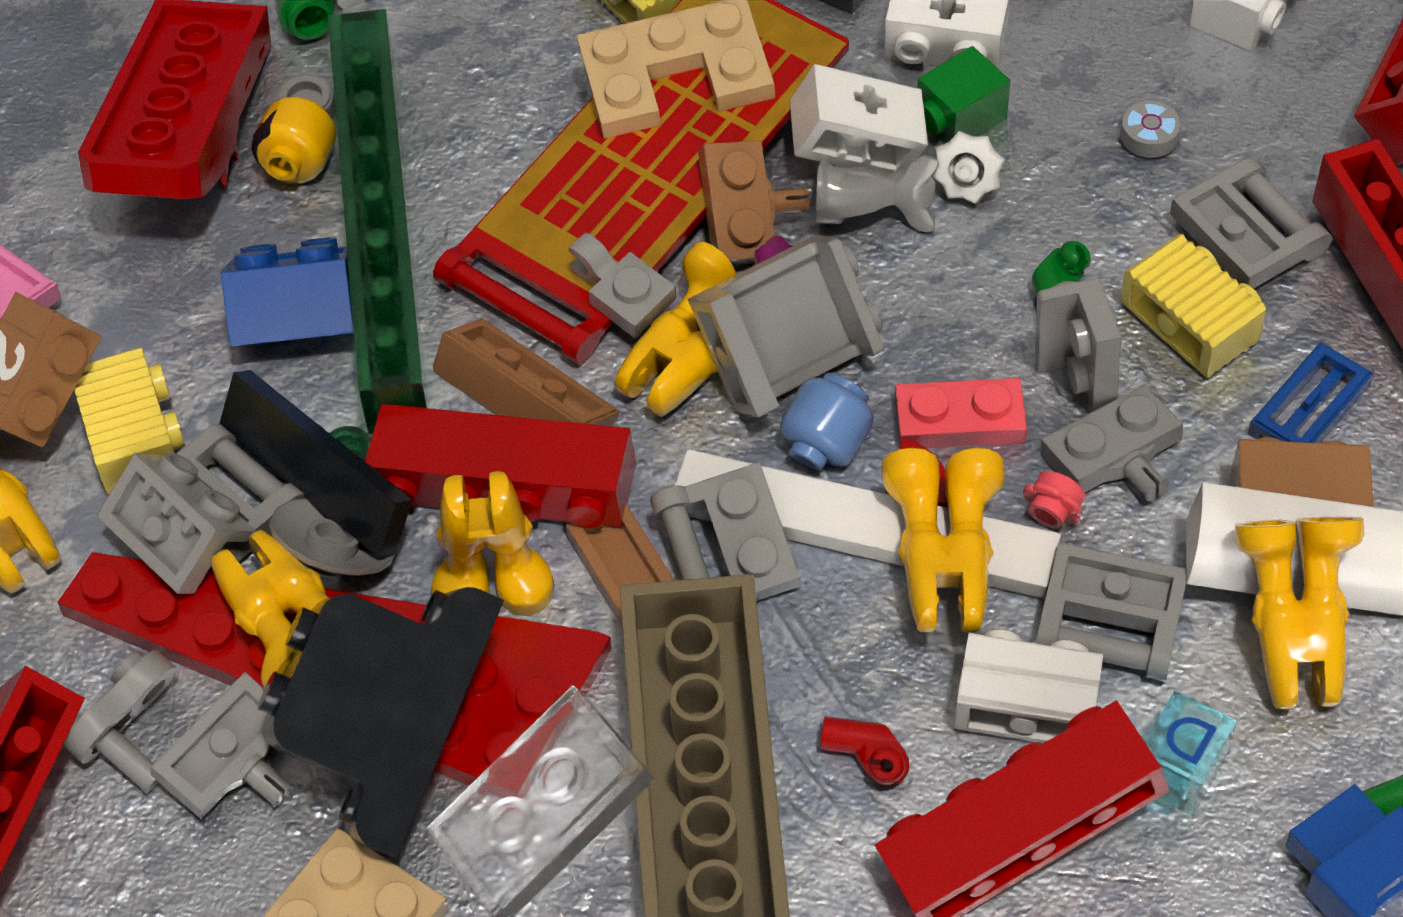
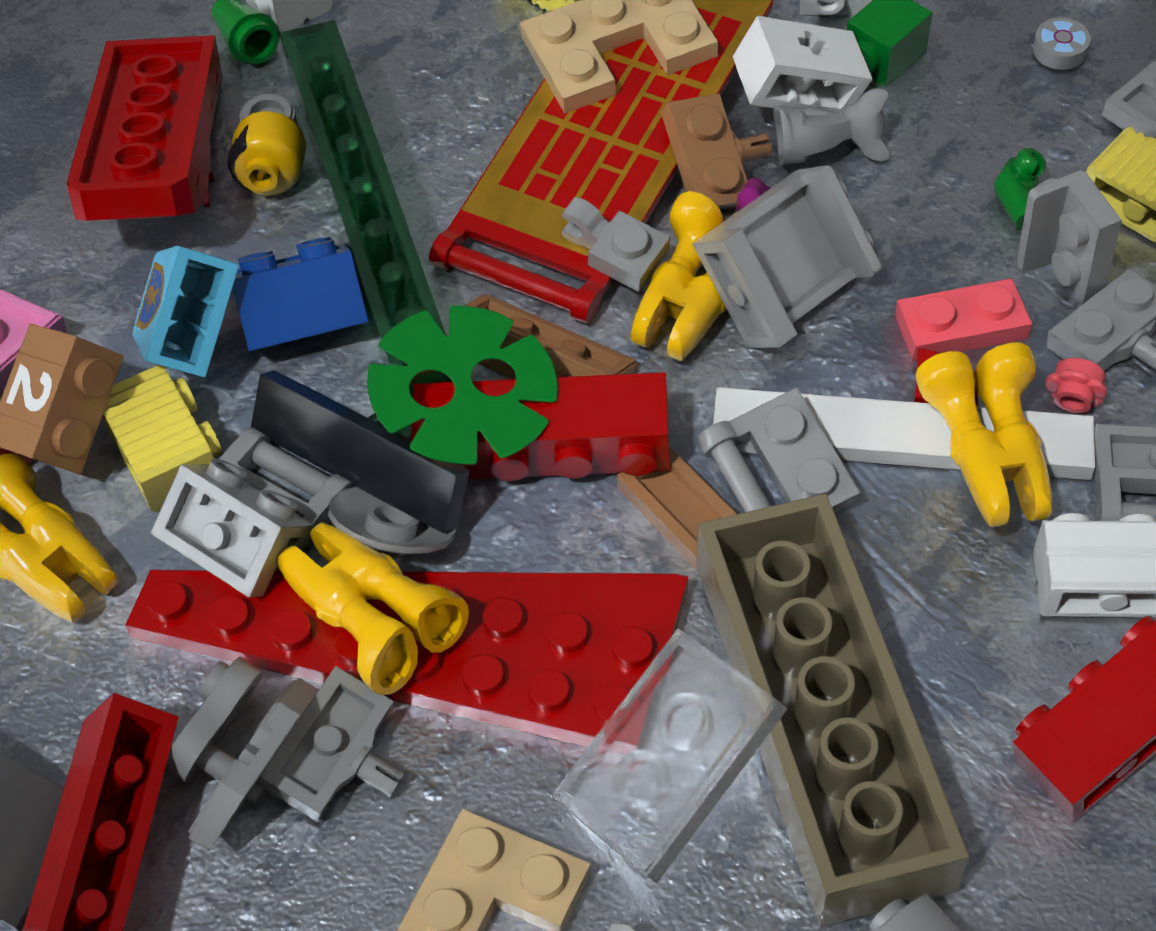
camera: 10 degrees left, 0 degrees up
(133, 764) = (251, 763): none -> light grey tile
(170, 297) = (183, 309): none -> medium azure torso
(377, 700) = (486, 674): black brick -> none
(403, 456) = (452, 429): none -> green piece
(498, 523) = (534, 488): yellow piece -> none
(826, 422) = (844, 343): medium blue head -> none
(871, 744) = (970, 644): red arm -> none
(968, 167) = (912, 96): white piece -> none

